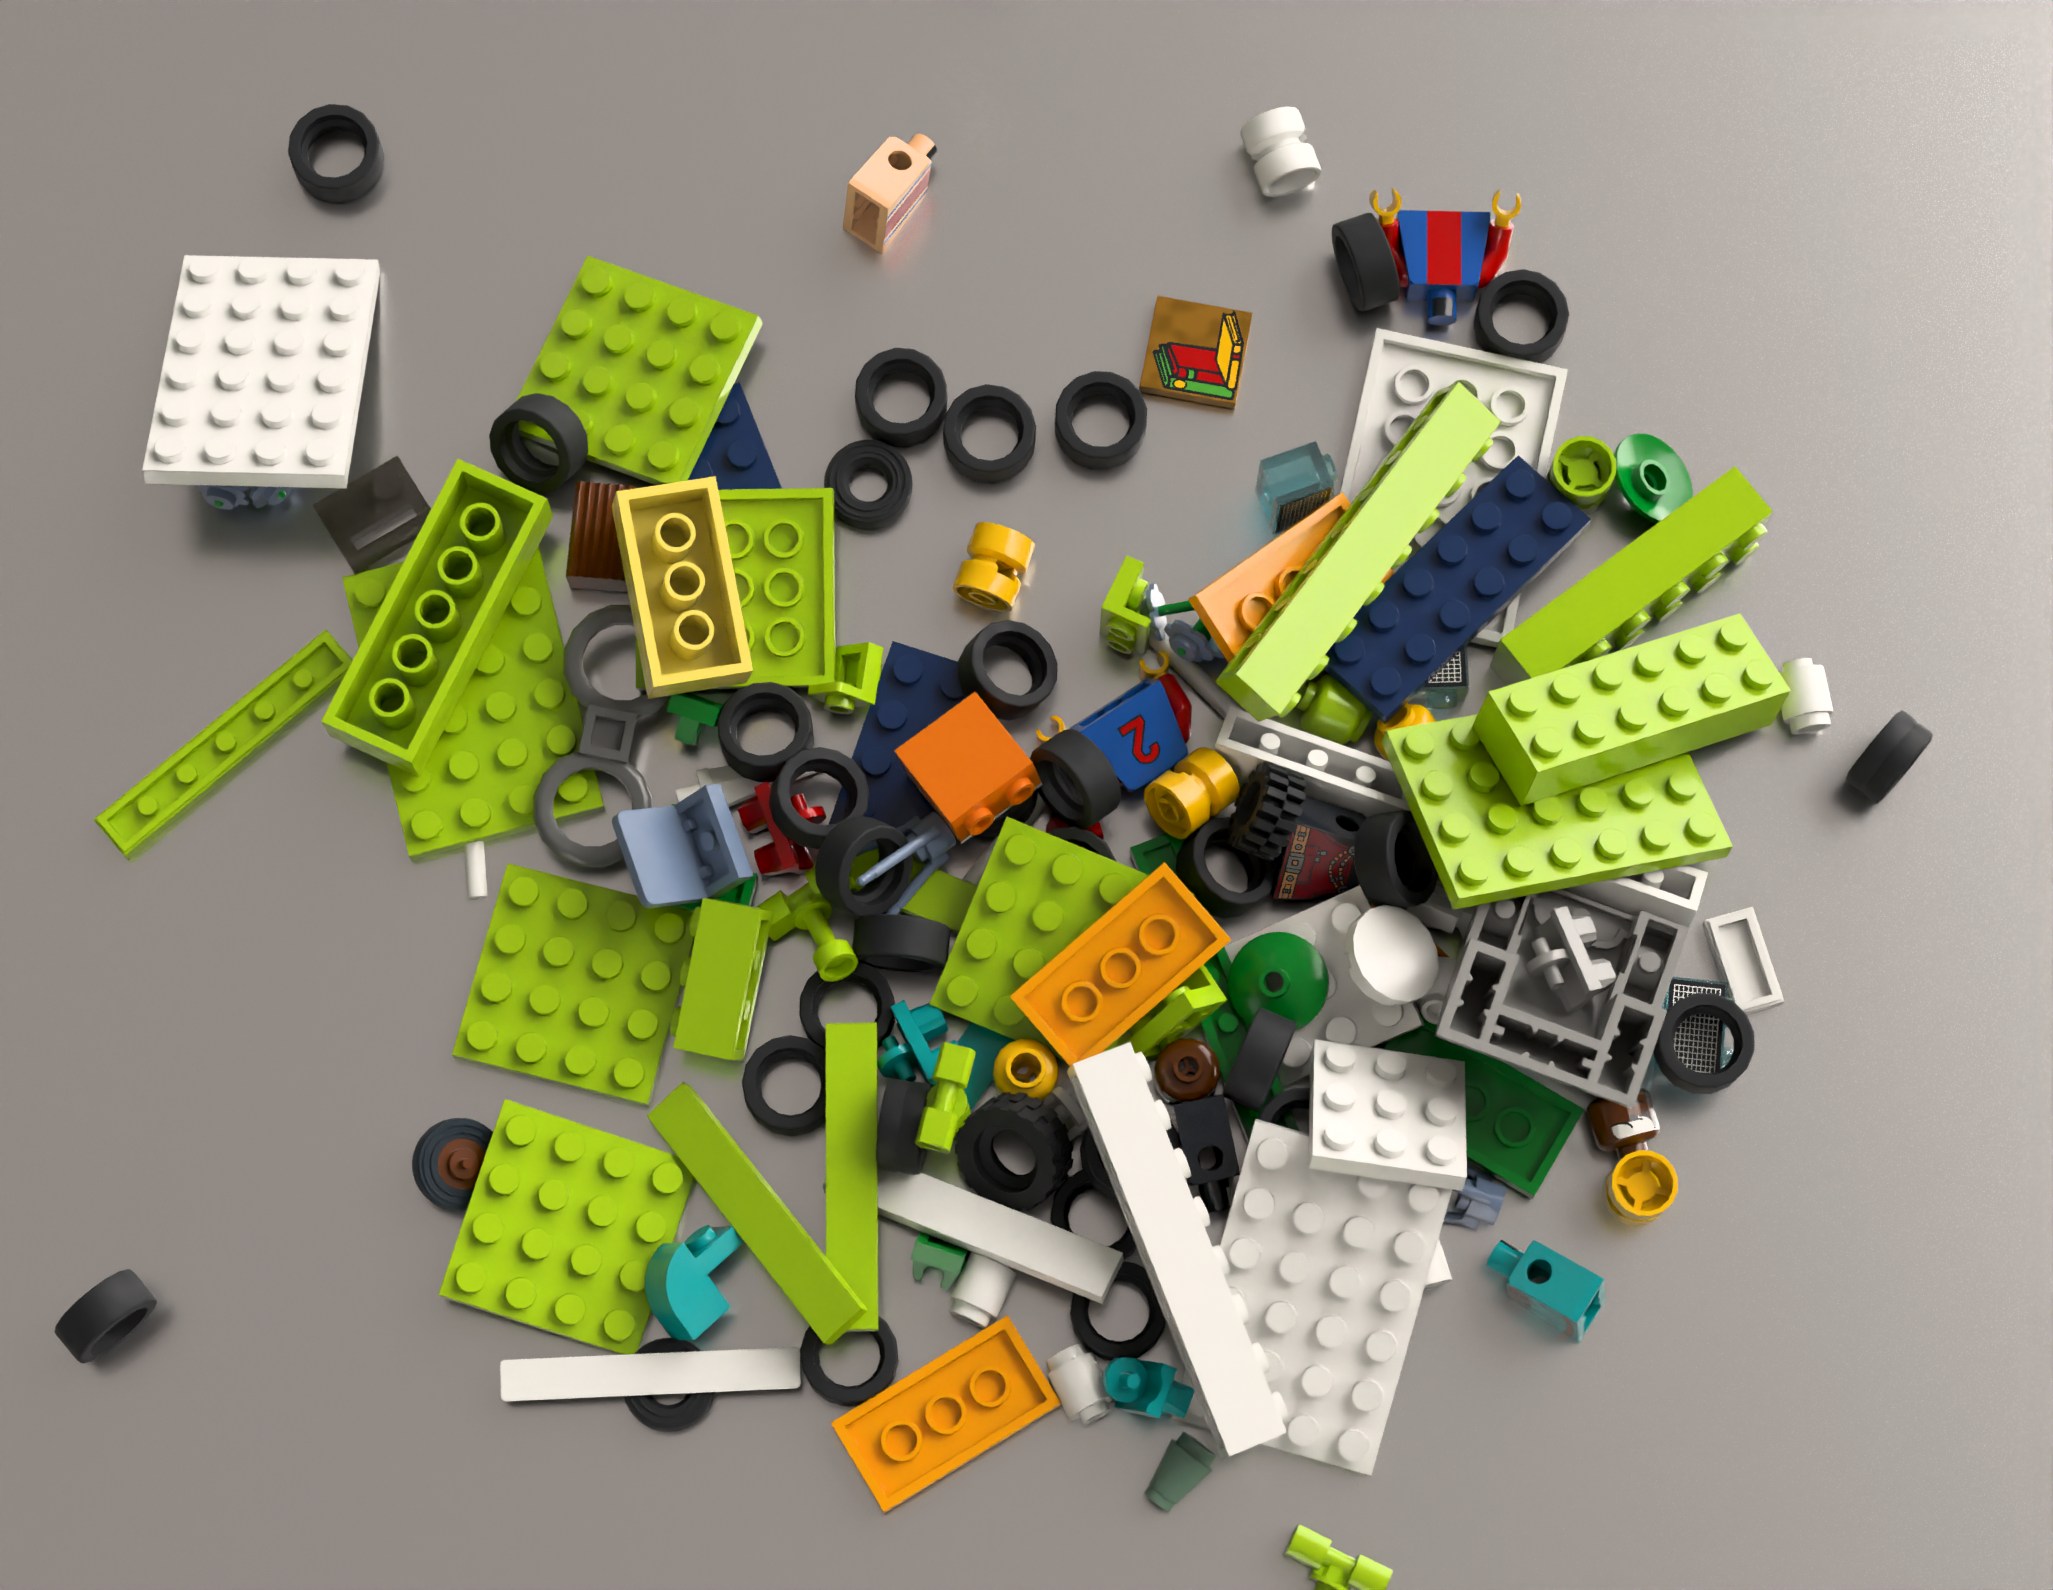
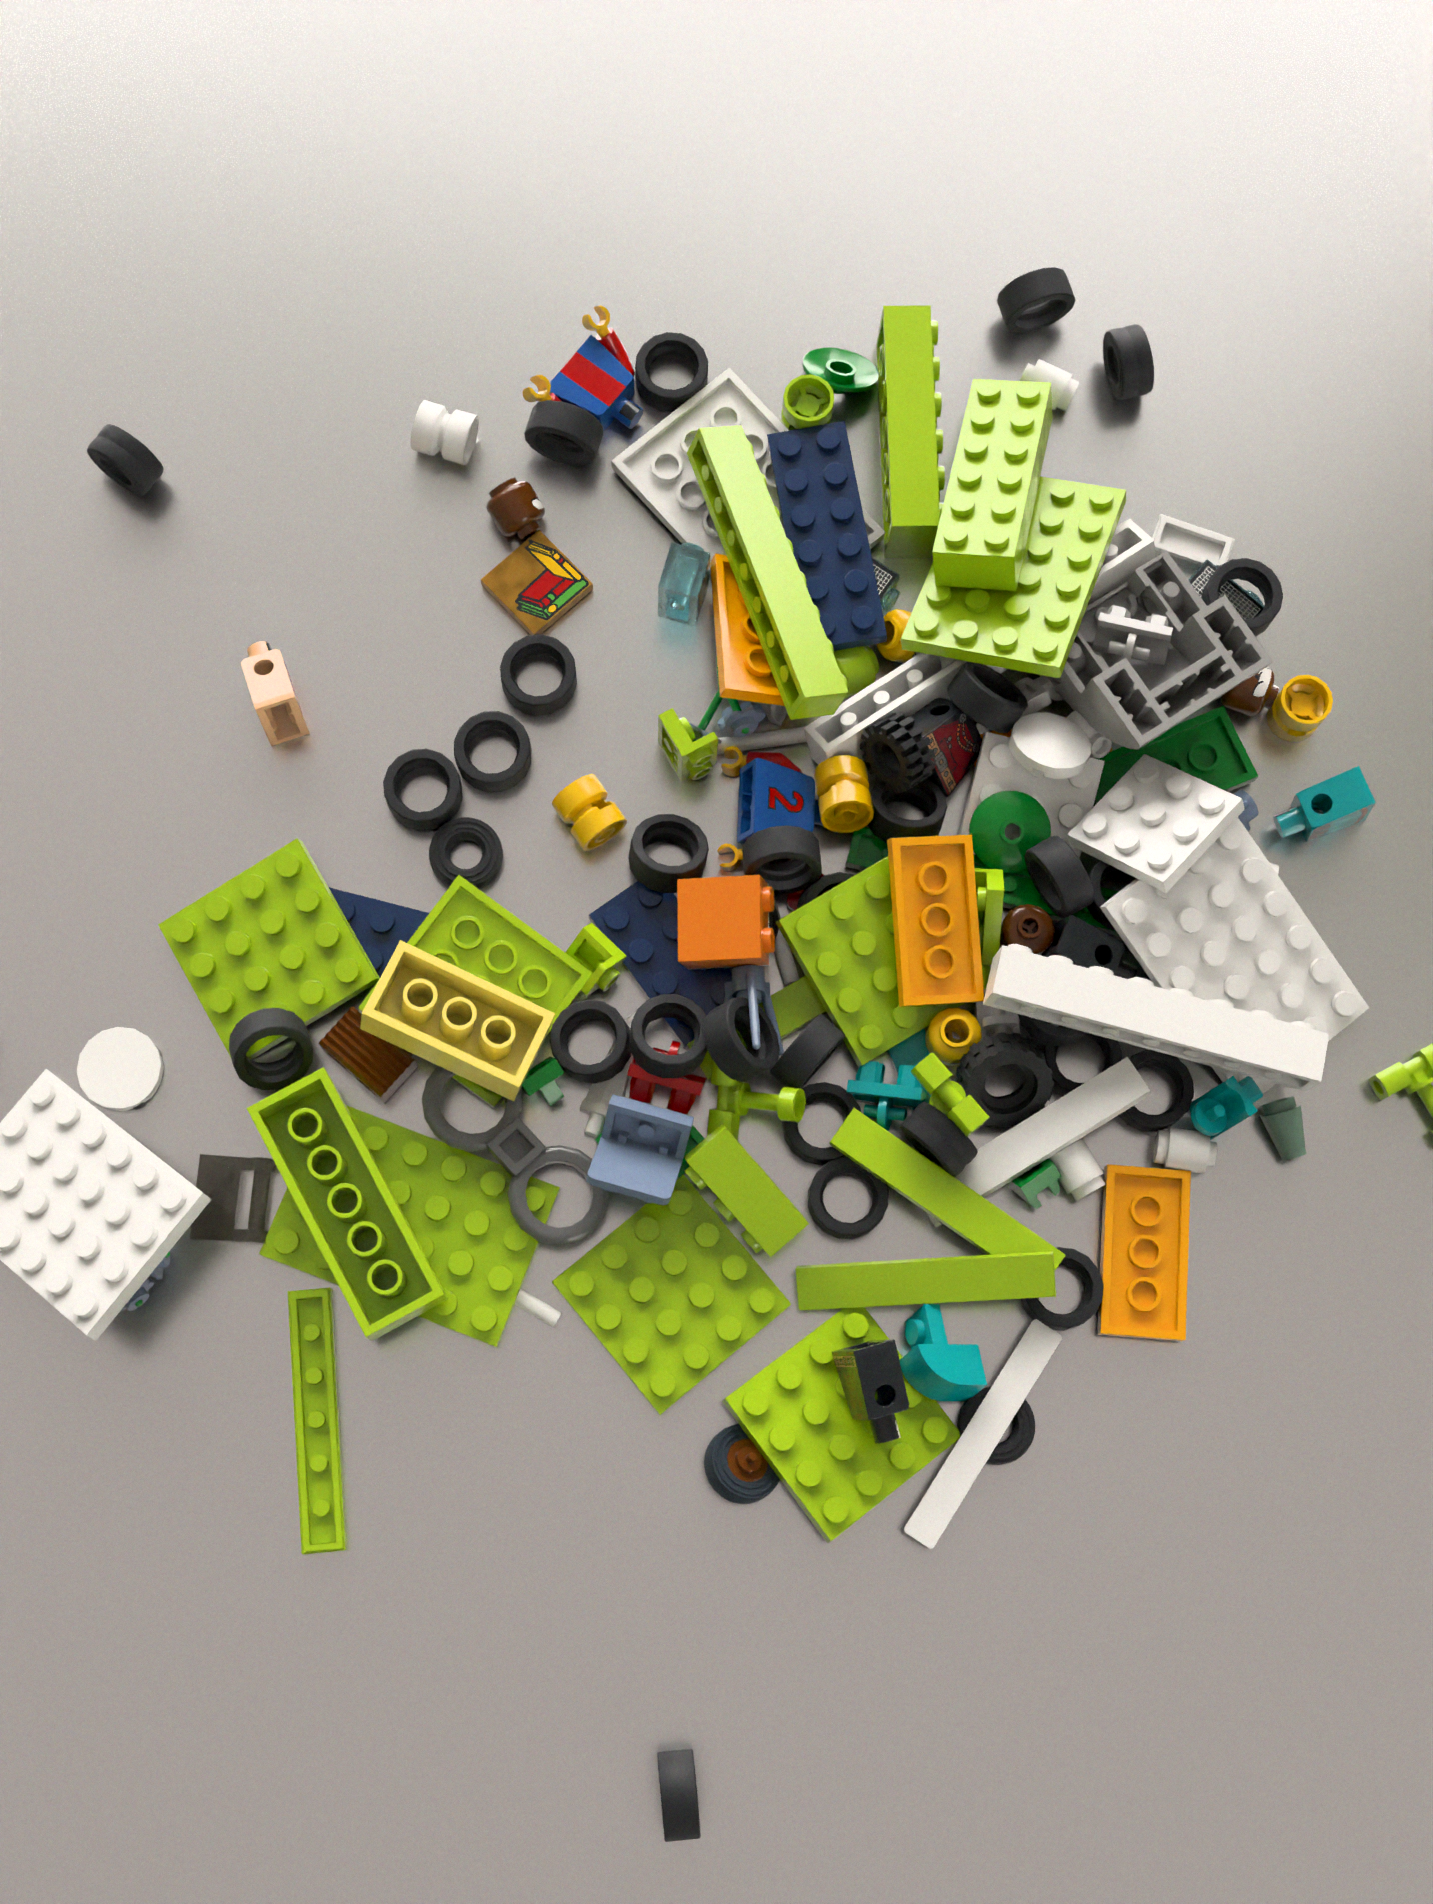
camera: 60 degrees left, 0 degrees up
(426, 325) = (120, 1069): none -> white tile
(624, 1208) = (869, 1369): none -> black torso
(1255, 274) = (515, 508): none -> reddish brown head
(1883, 616) = (1036, 299): none -> black tyre

